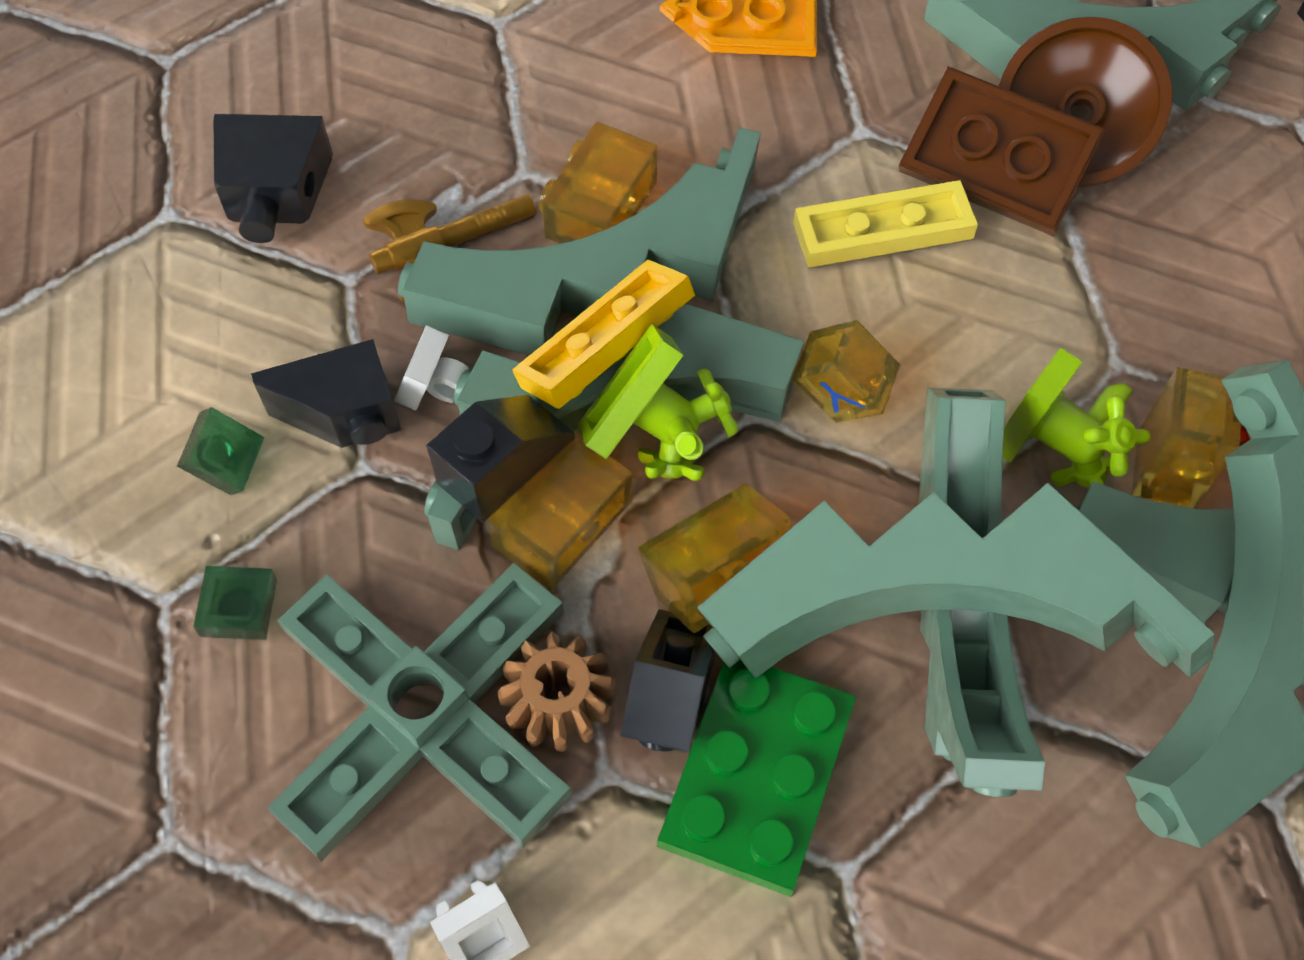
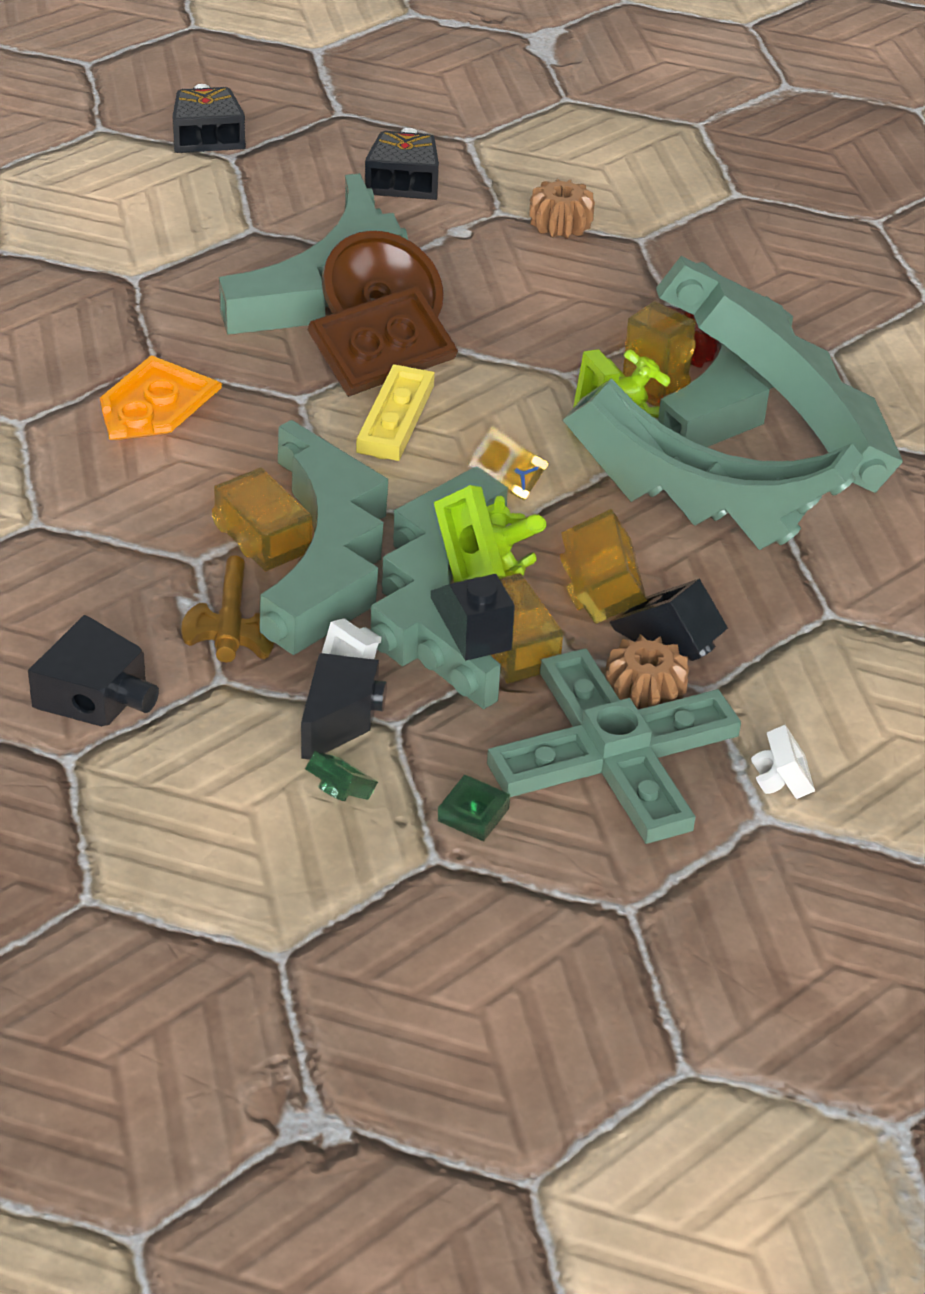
camera: 65 degrees left, 20 degrees down
(603, 333) = (416, 533): yellow plate -> none
(757, 775) = (765, 627): green plate -> none
(1033, 566) = (729, 409): sand green arch -> none

